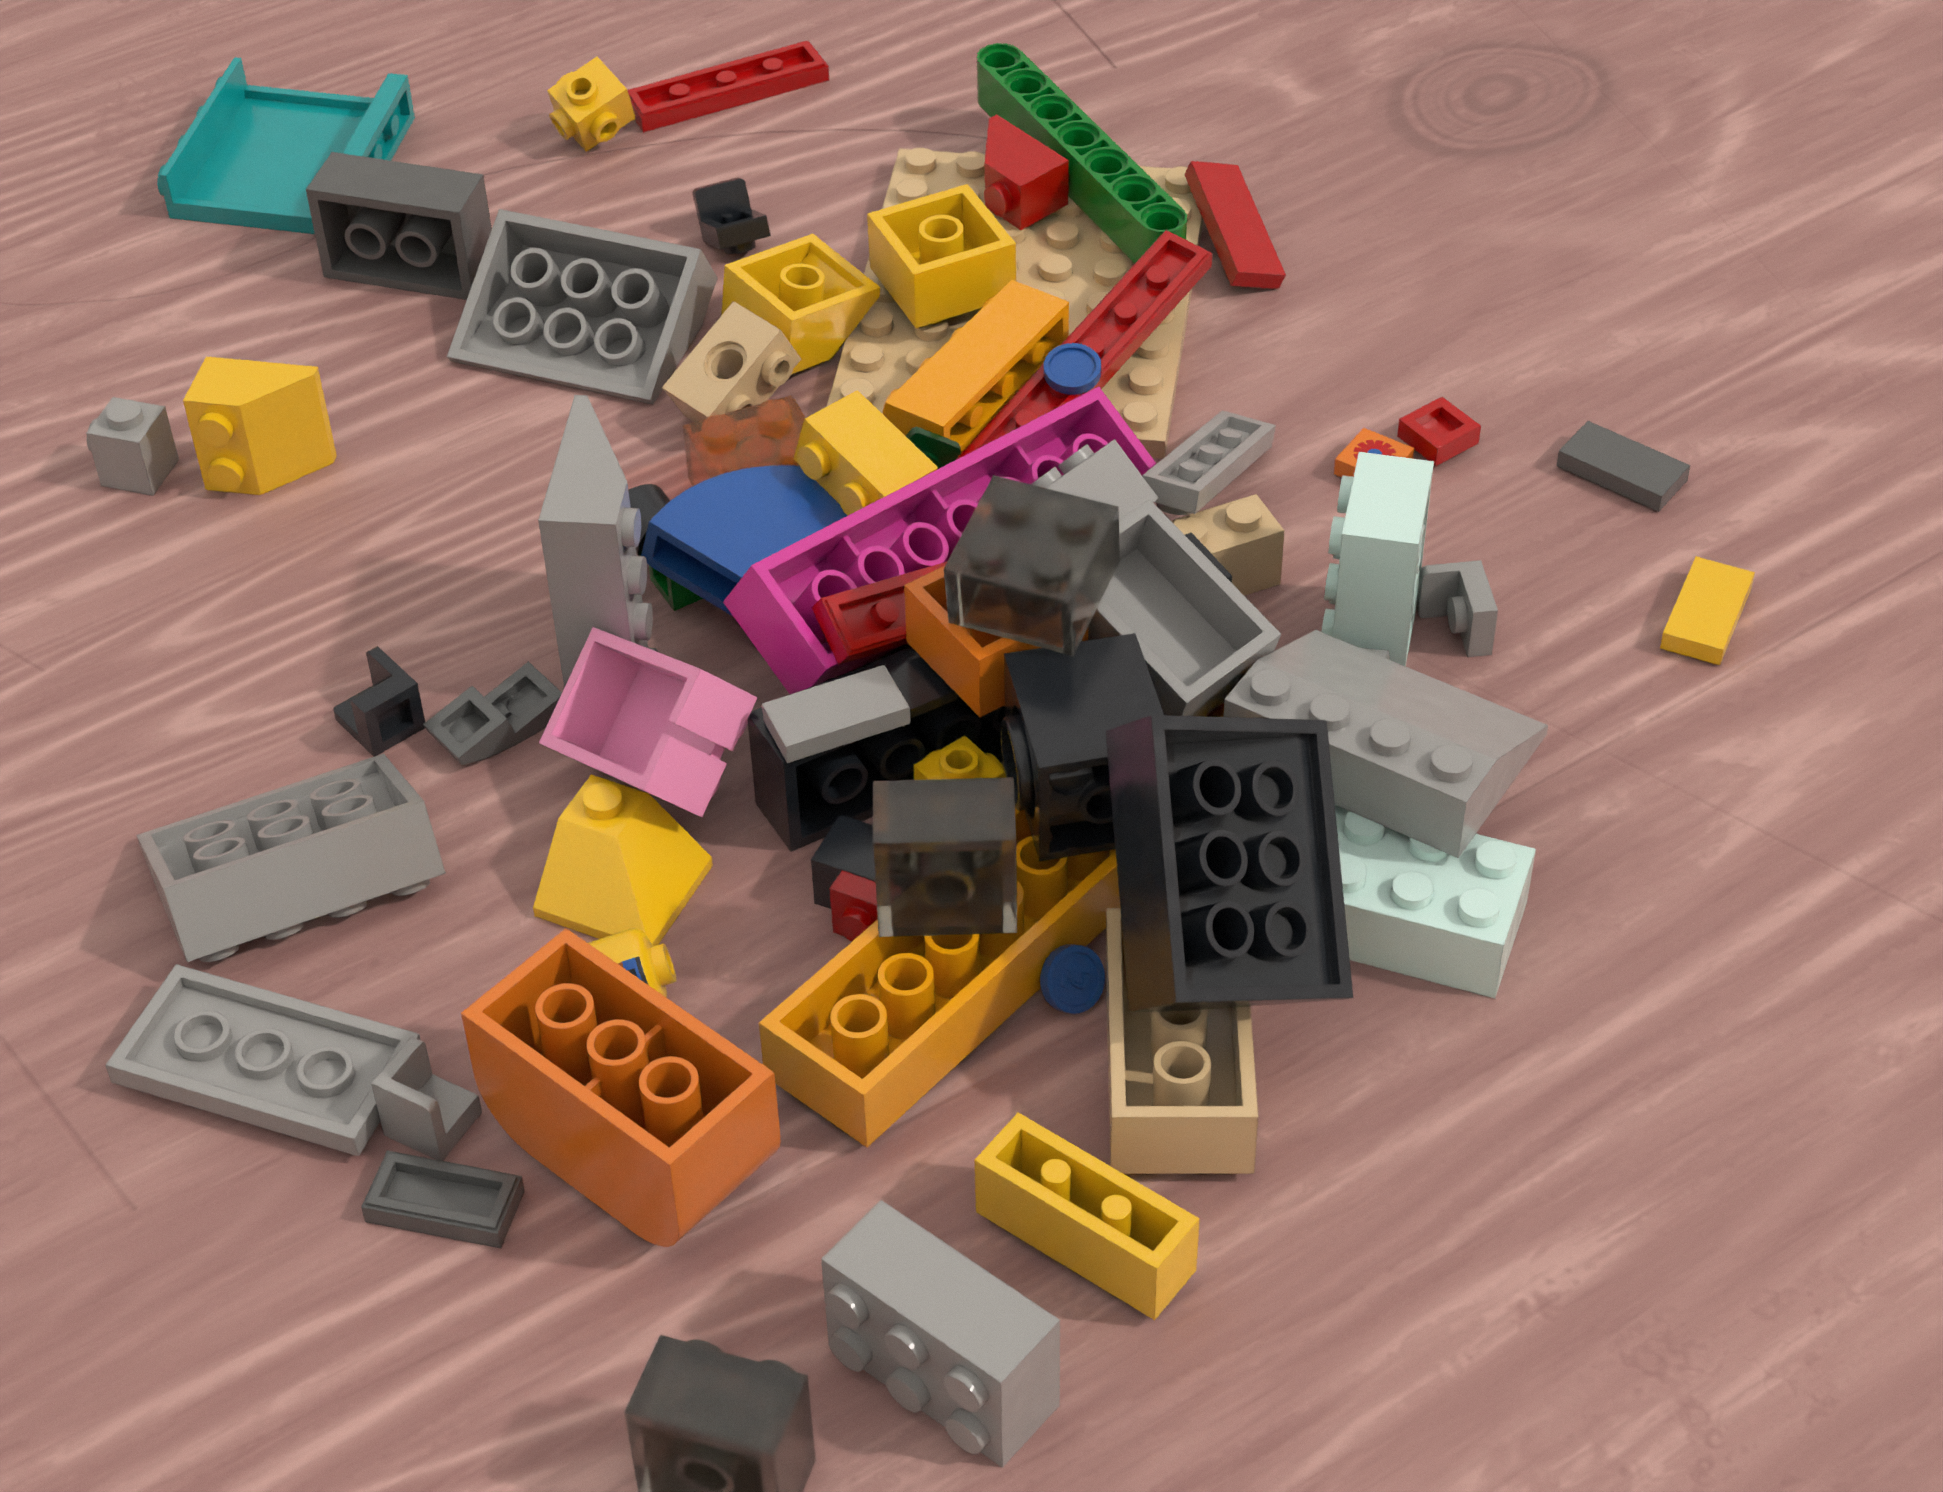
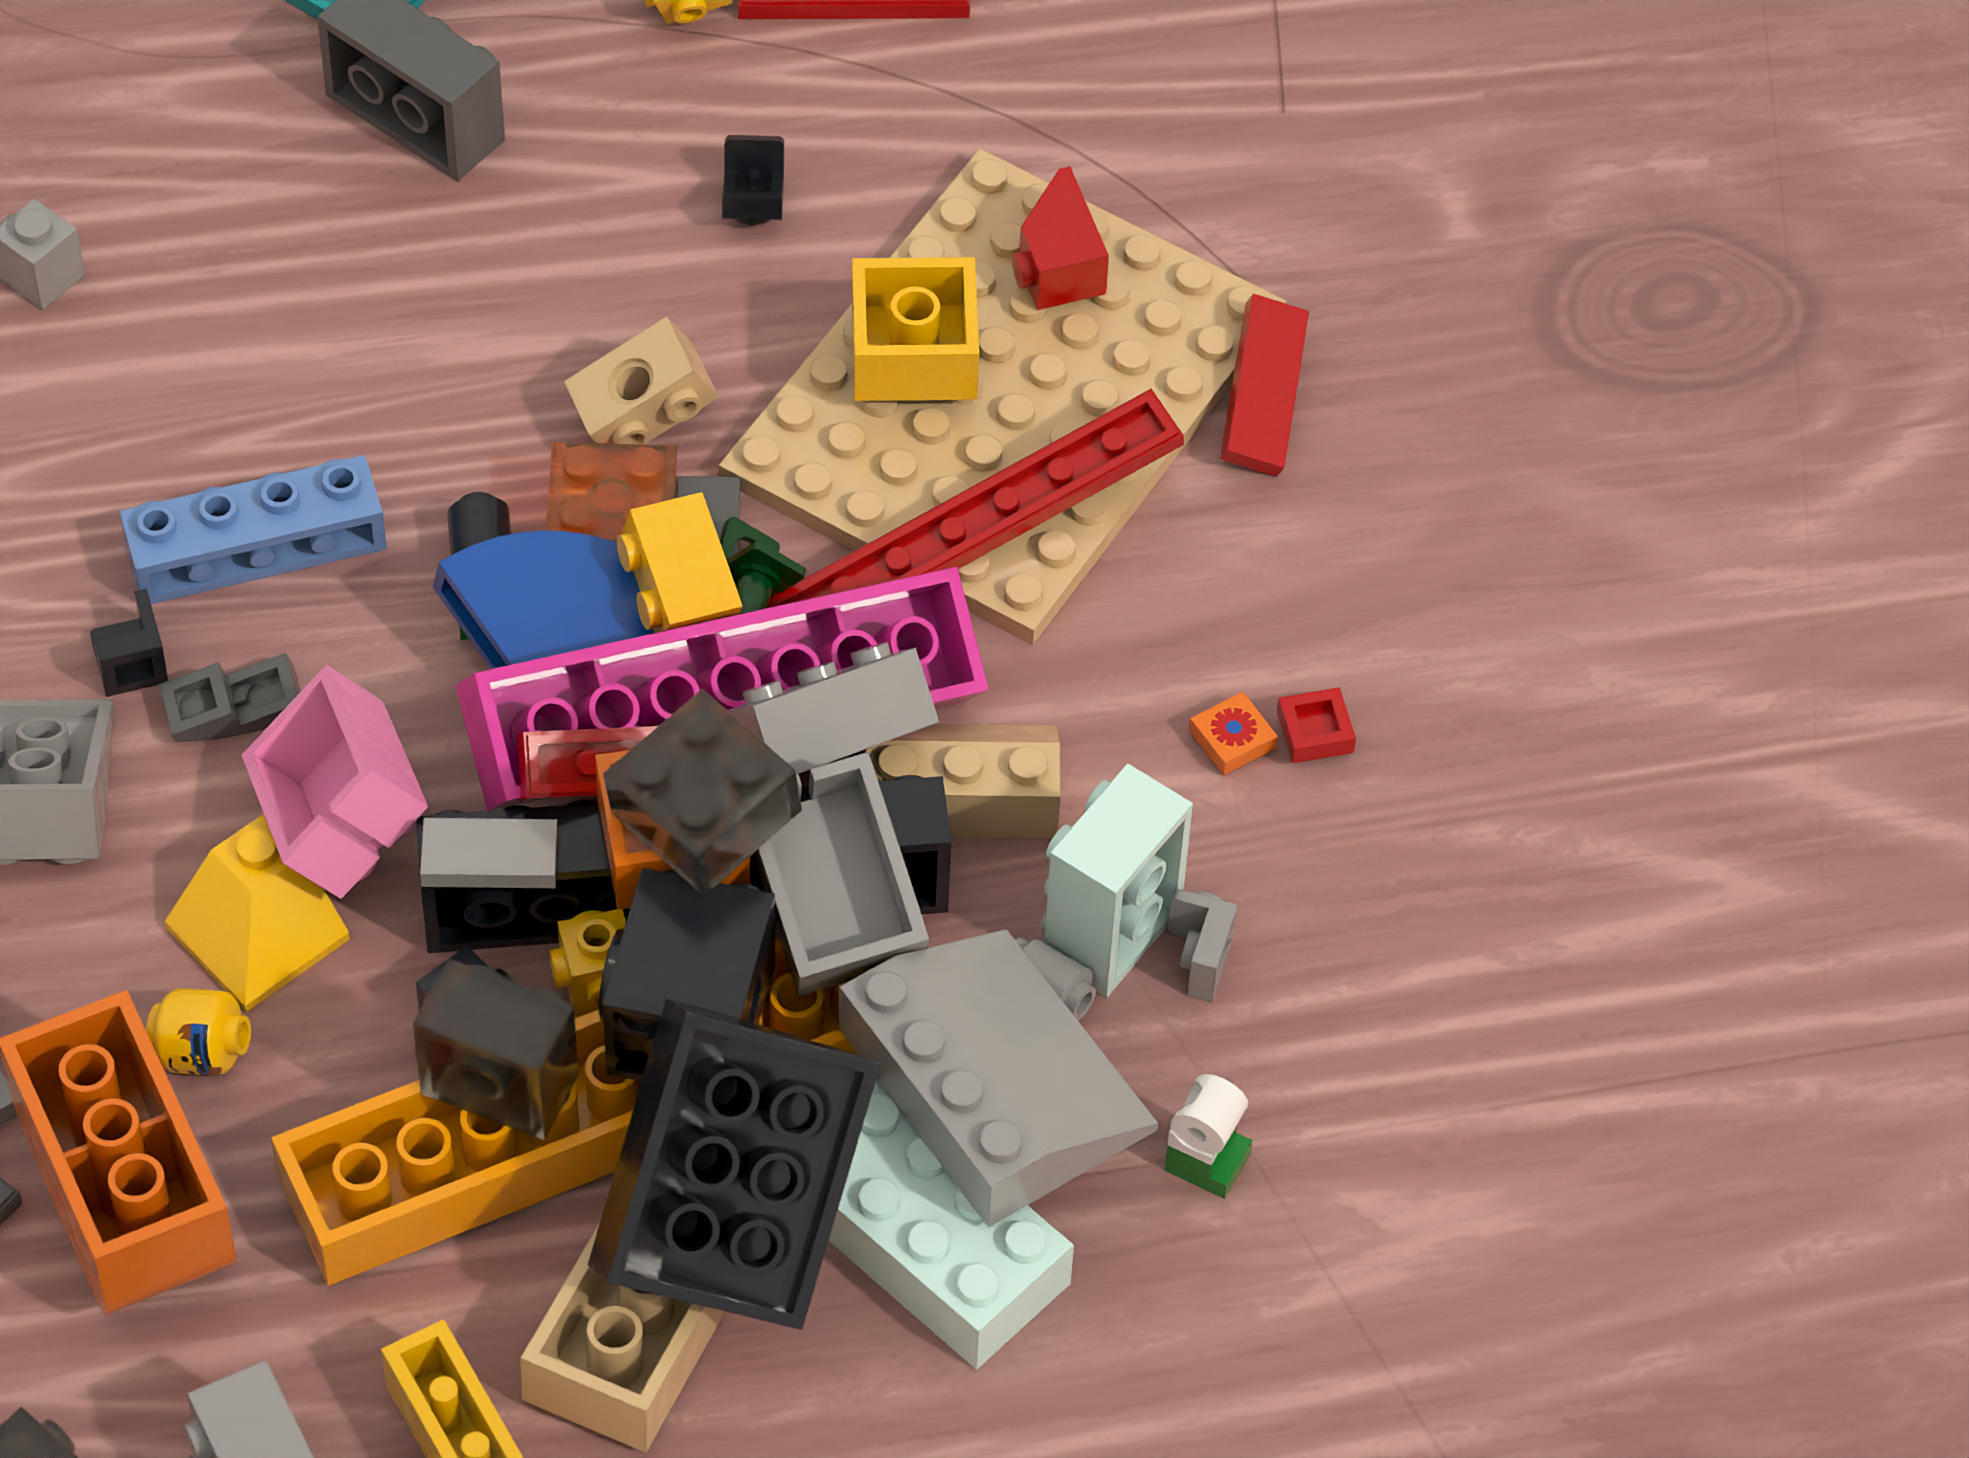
camera: 20 degrees right, 10 degrees up
(257, 424) = (155, 281): yellow slope -> none
(438, 583) = (254, 529): none -> medium blue brick
(582, 306) = (544, 247): light grey slope -> none
(592, 542) = (361, 579): light grey slope -> none
(804, 293) = (756, 320): yellow slope -> none
(981, 365) = (876, 484): light orange brick -> none
(1072, 368) = (968, 519): blue piece -> none
(1072, 978) = (585, 1194): blue piece -> none
(1101, 175) = (1138, 239): green beam -> none
(1208, 462) = (1041, 682): light grey plate -> none
(1577, 733) = (1204, 1136): none -> white leg
(1623, 466) = (1482, 837): dark grey tile -> none
(1707, 610) = (1451, 1040): yellow tile -> none

